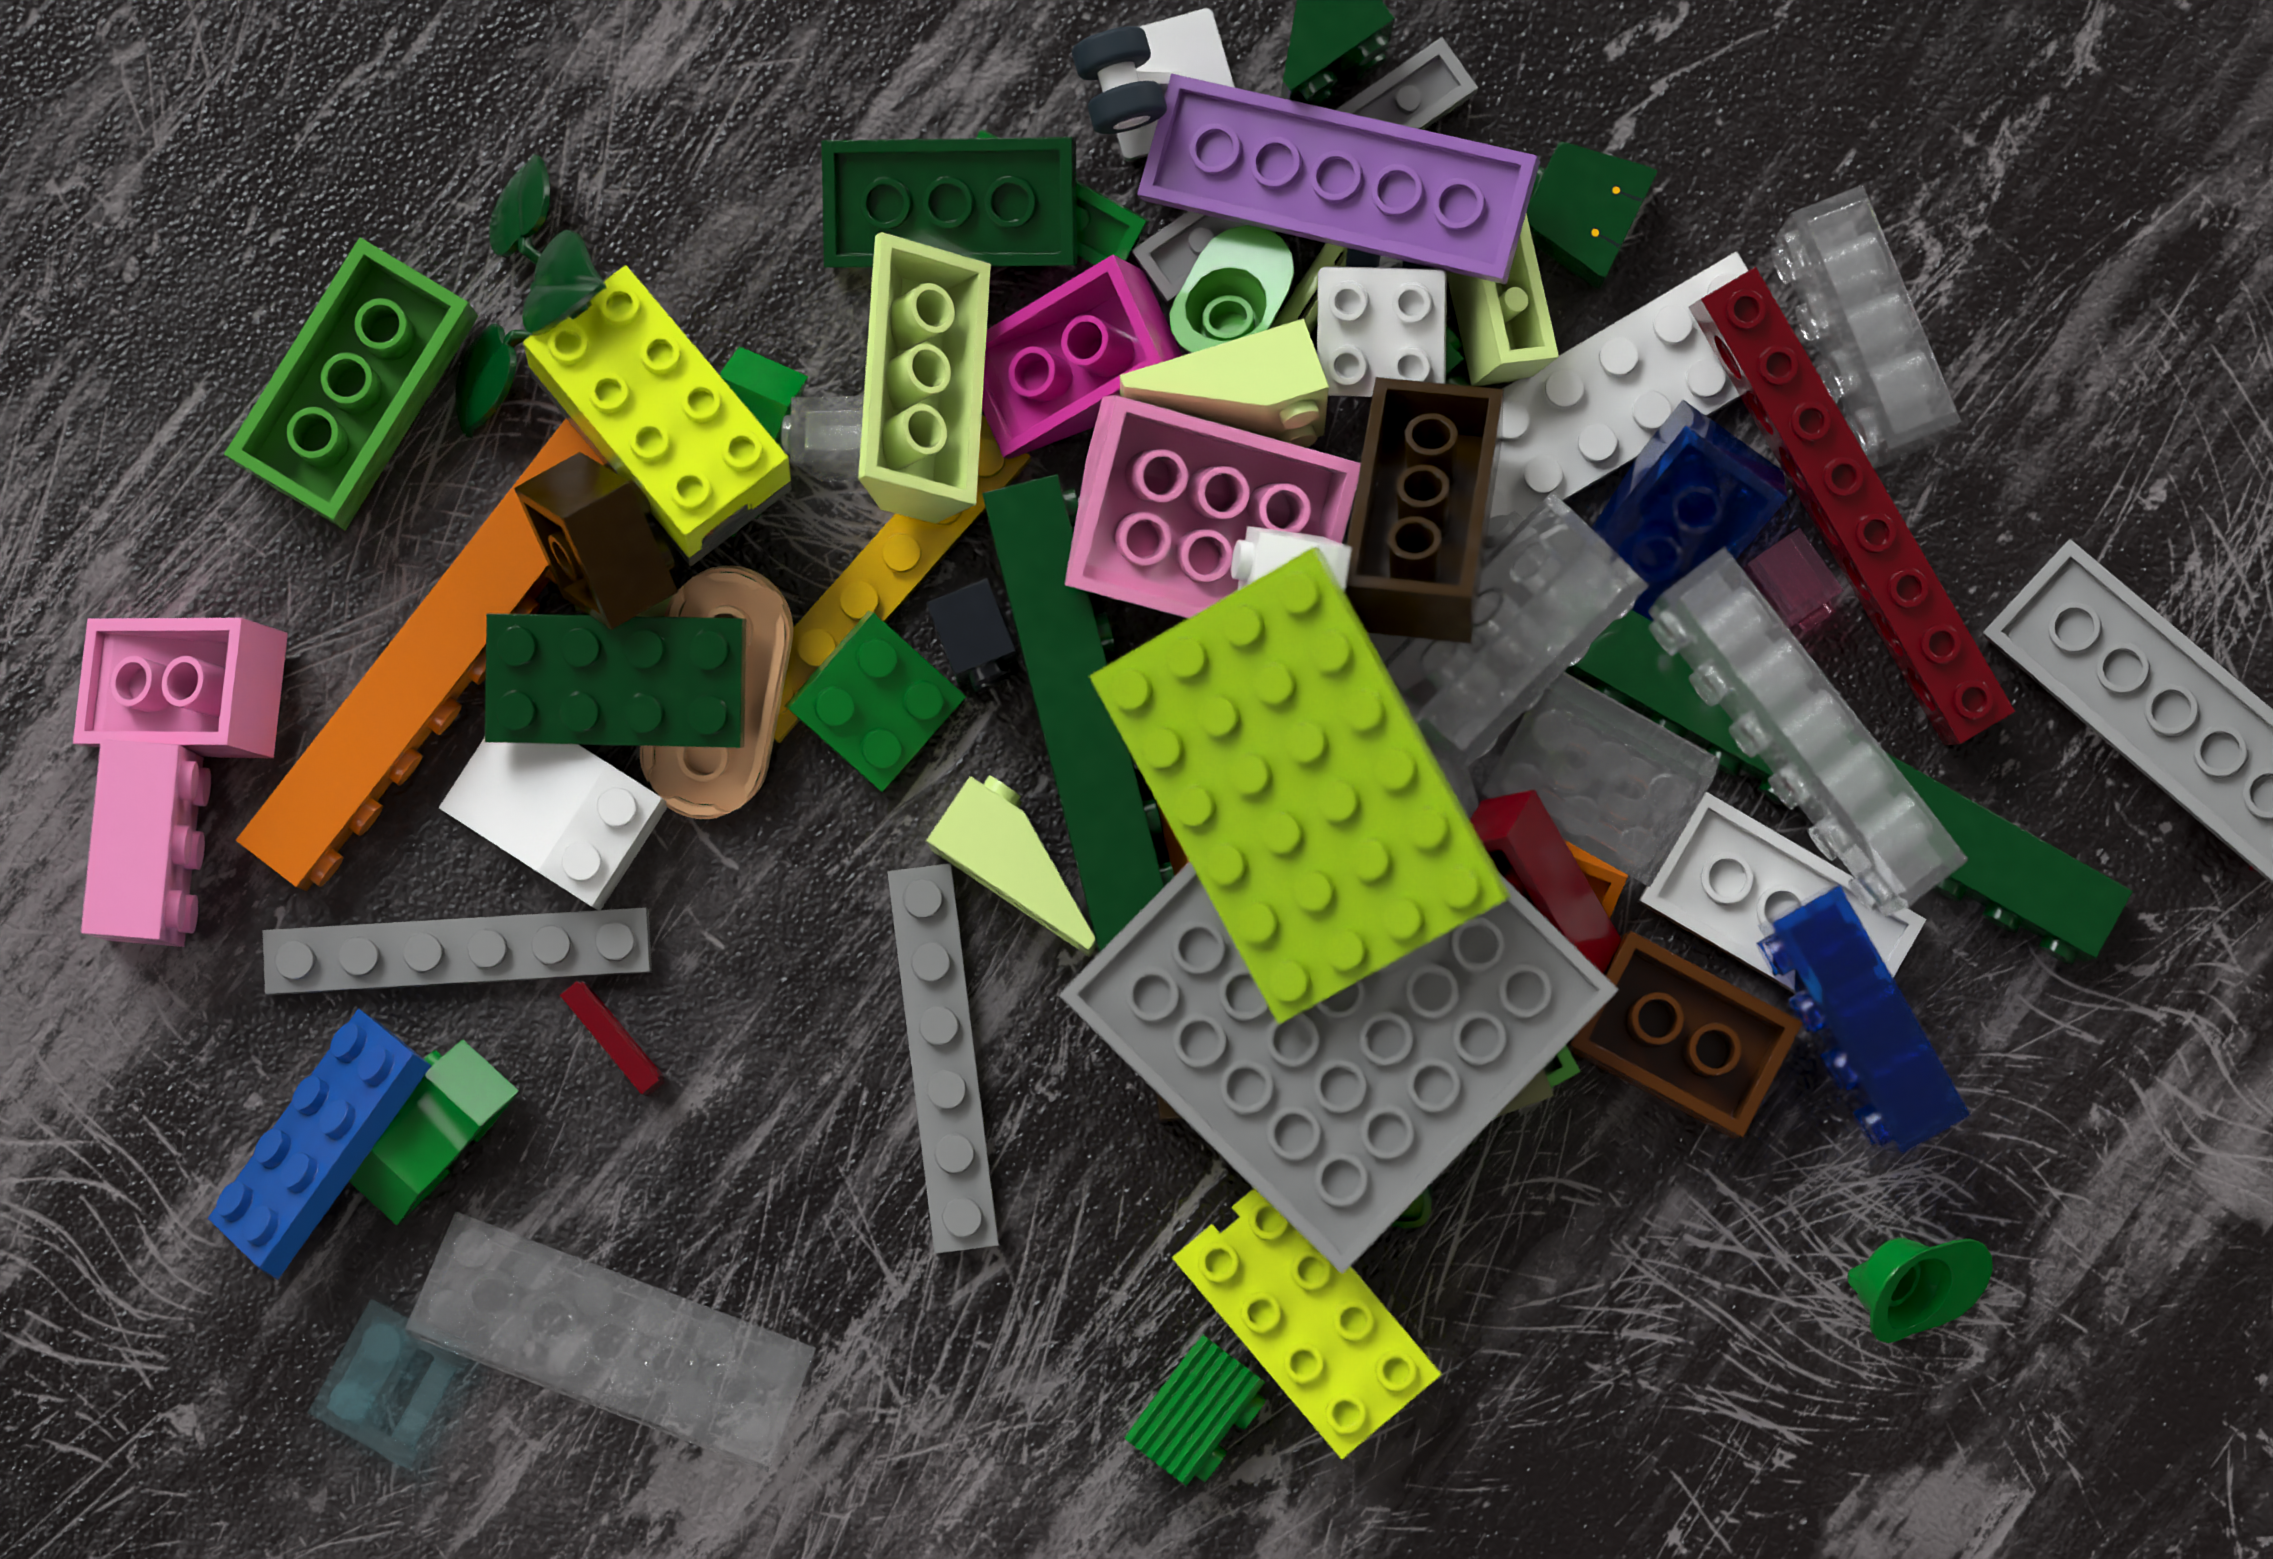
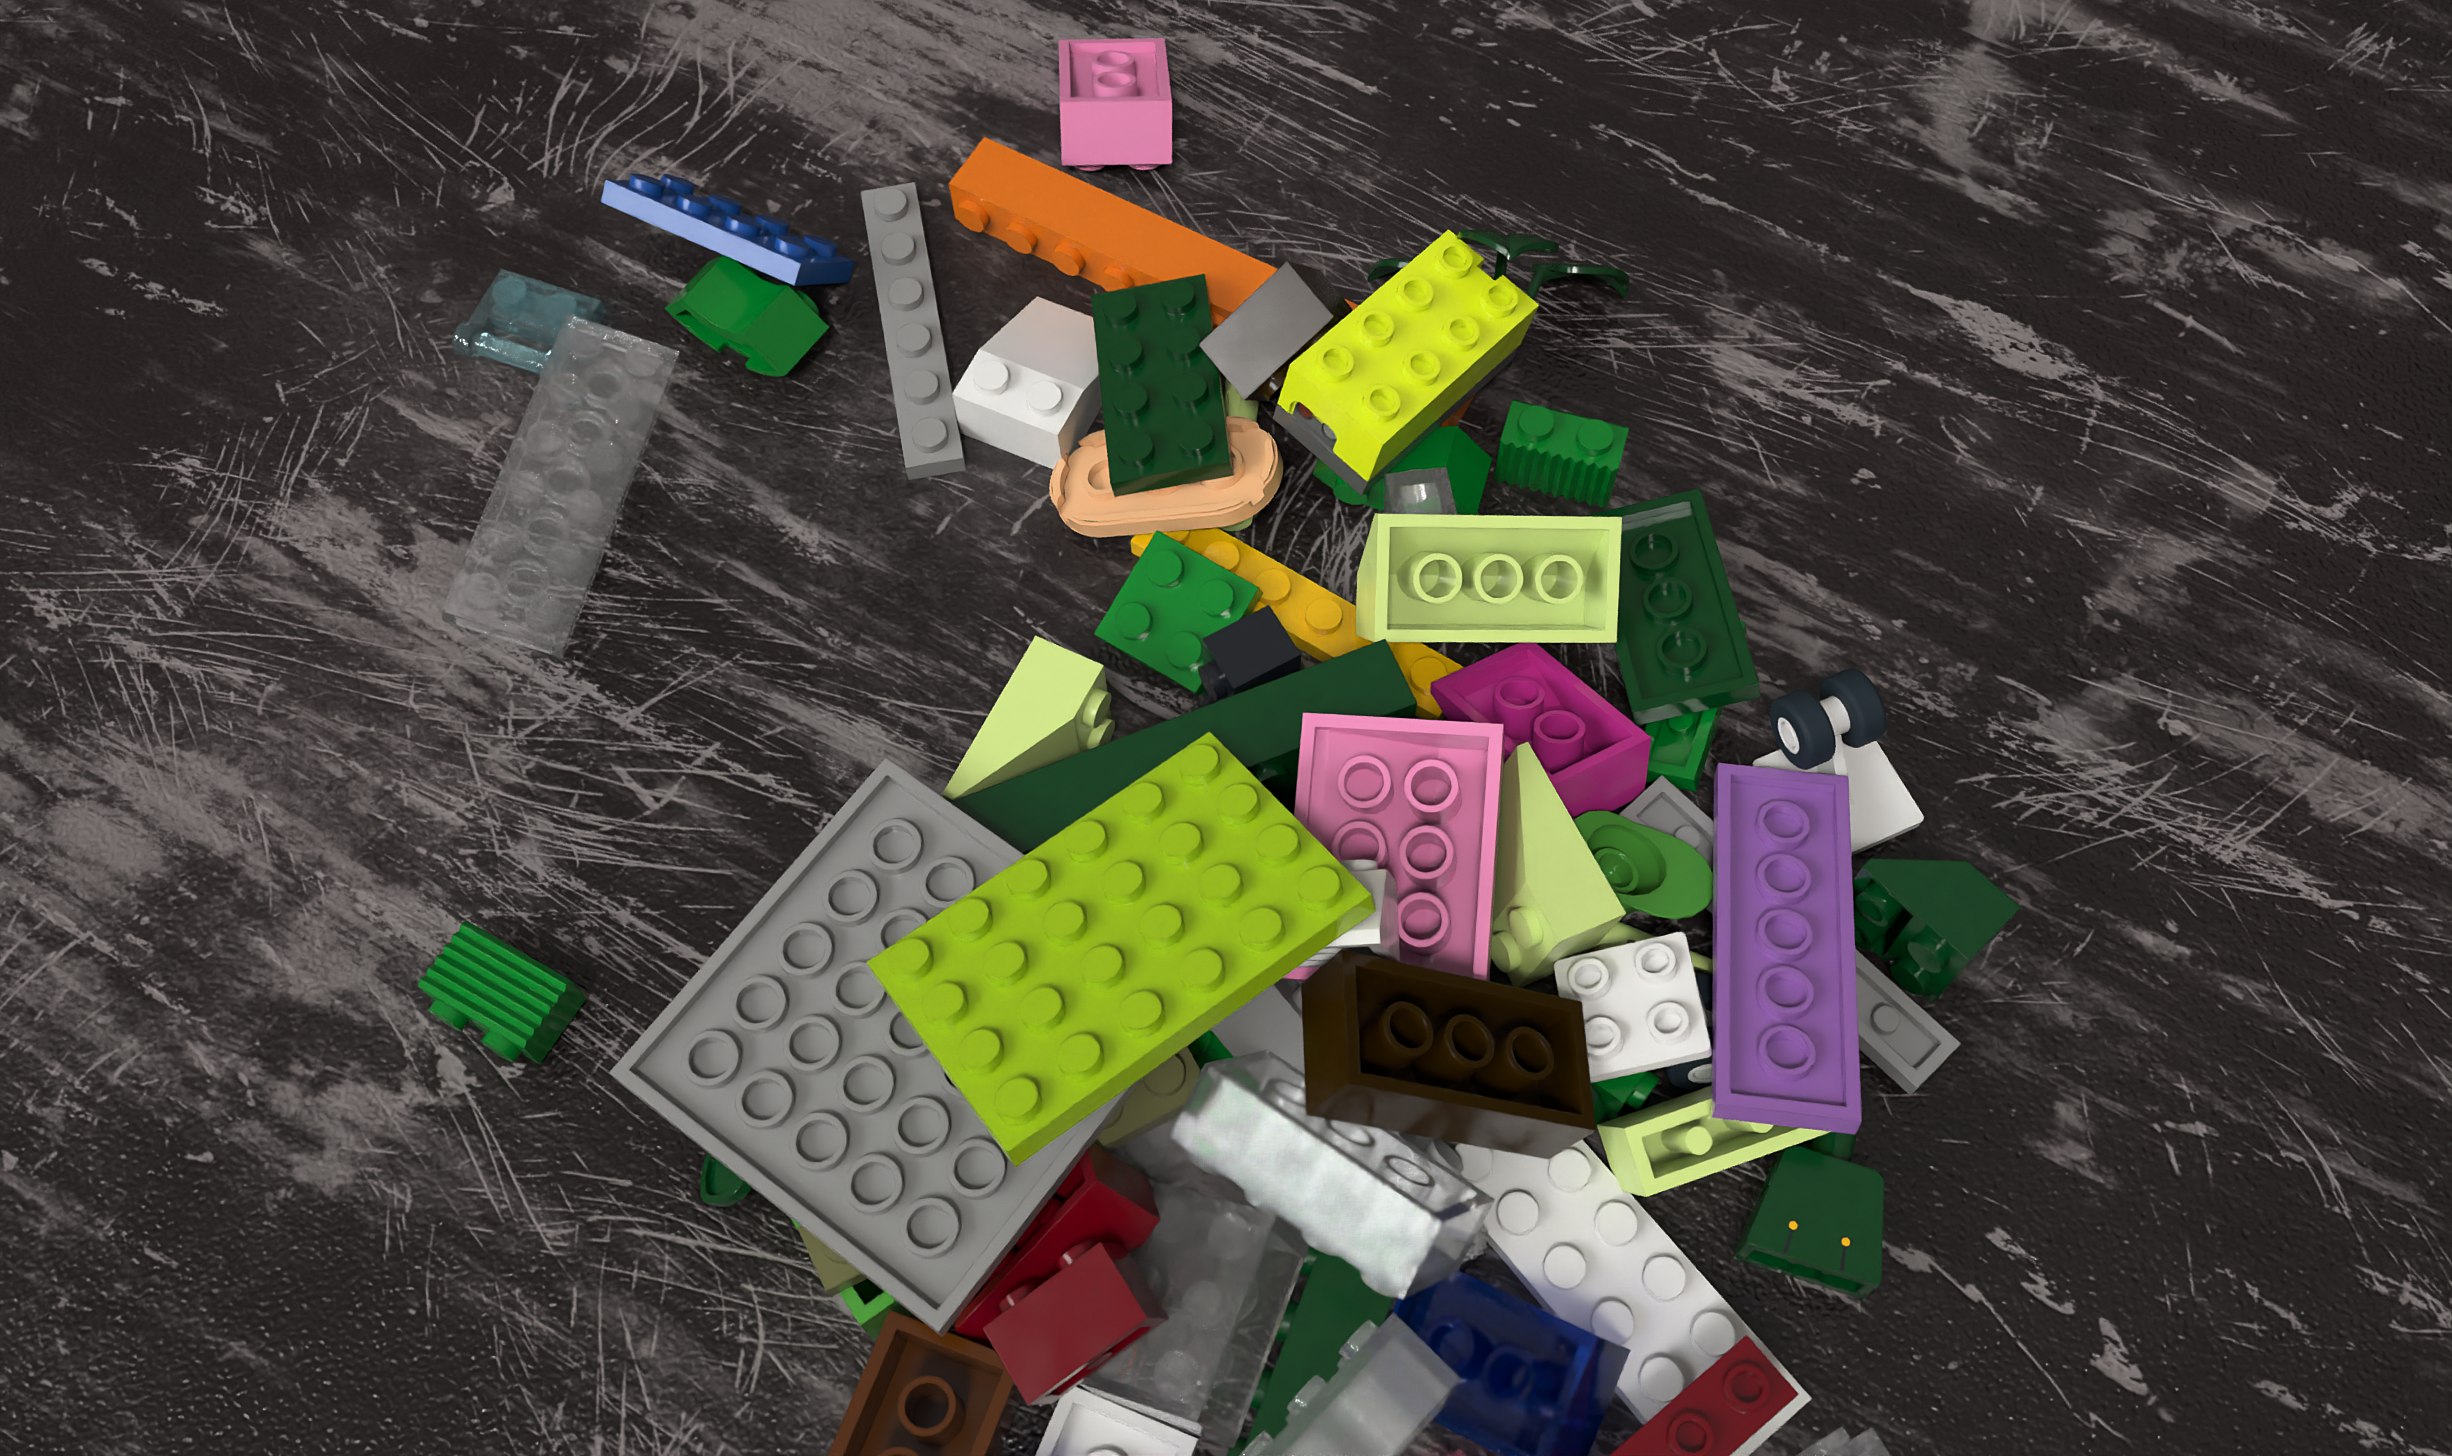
camera: 85 degrees right, 20 degrees down
(145, 843) = (972, 74): bright pink brick -> none
(352, 383) = (1390, 165): bright green brick -> none
(613, 1037) = (840, 445): dark red tile -> none
(745, 273) = (1560, 453): none -> green brick
(943, 1058) = (833, 726): light grey plate -> none
(1307, 1323) = (547, 1111): neon yellow piece -> none
(1613, 875) = (1073, 1321): none -> dark red brick

